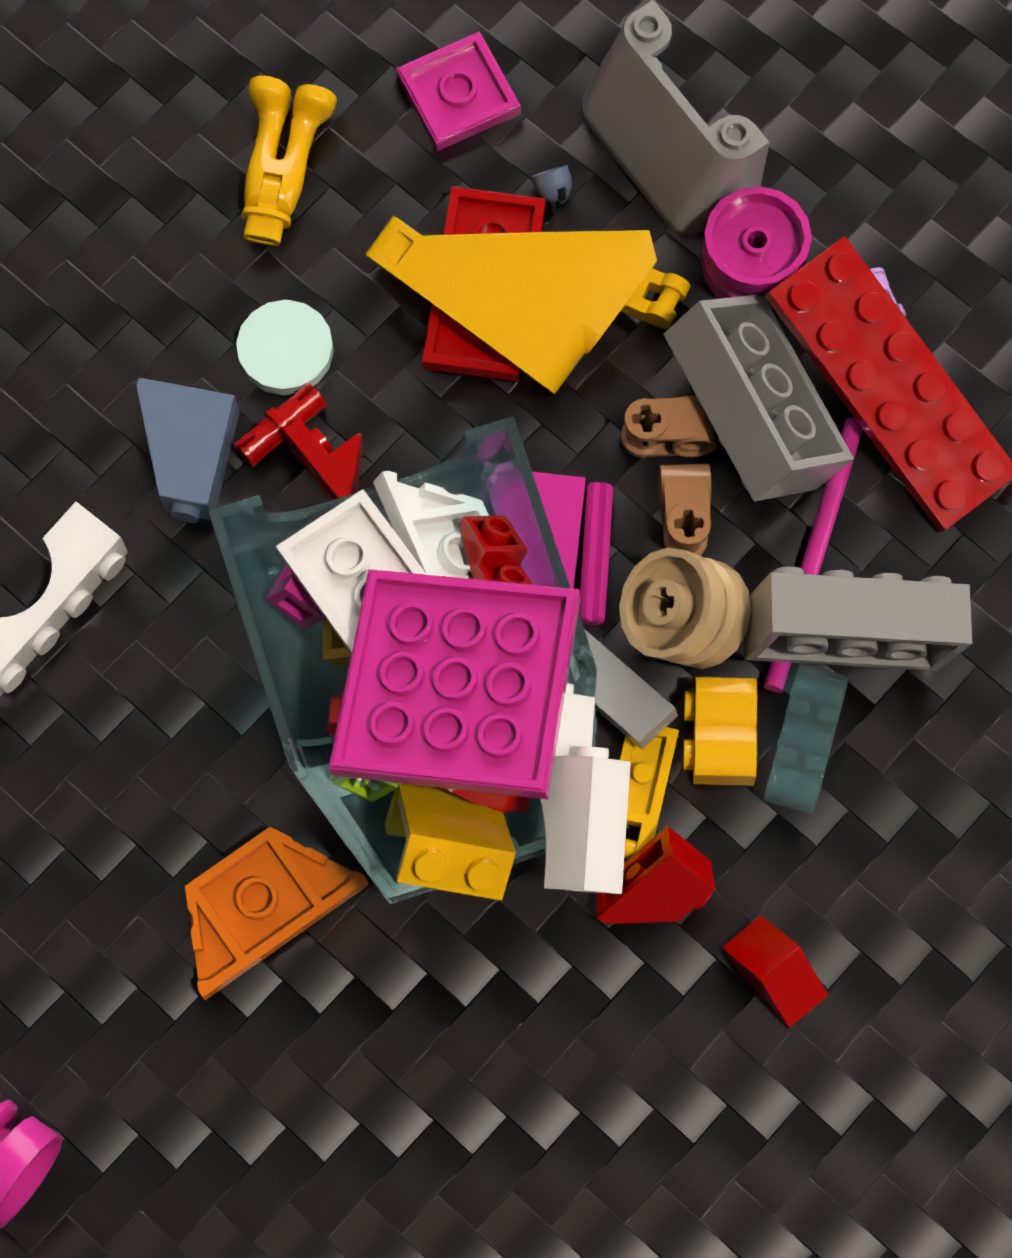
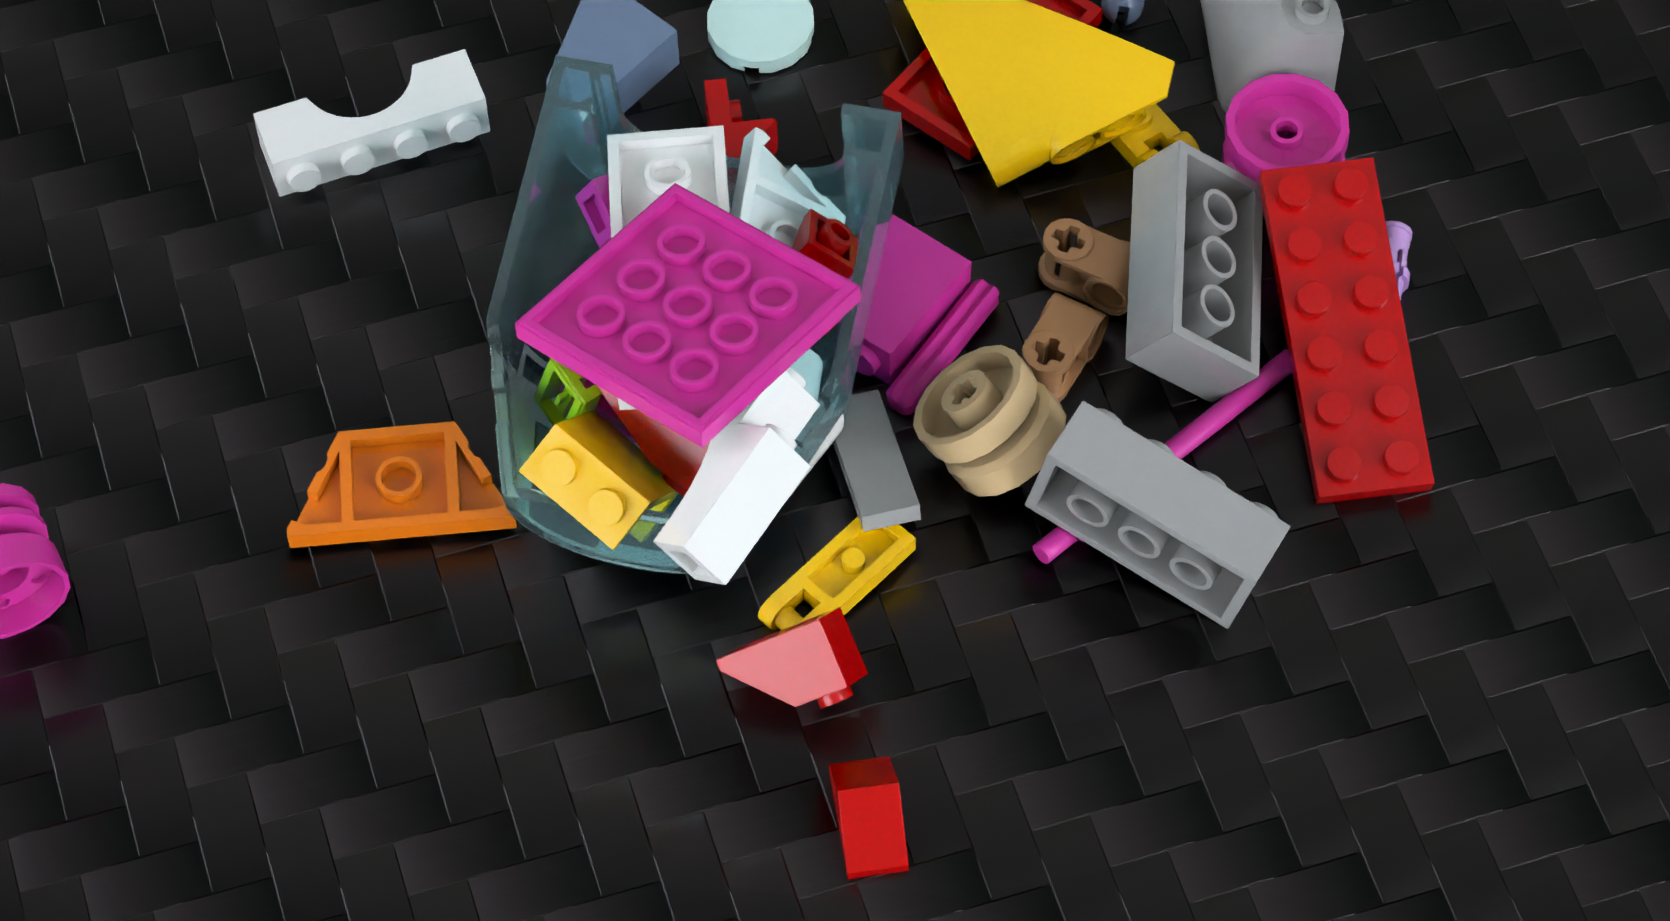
camera: 30 degrees right, 15 degrees down
(270, 431) = (688, 89): red pin -> none
(723, 731) = (961, 563): yellow brick -> none
(806, 739) = (1041, 613): clear light blue beam -> none

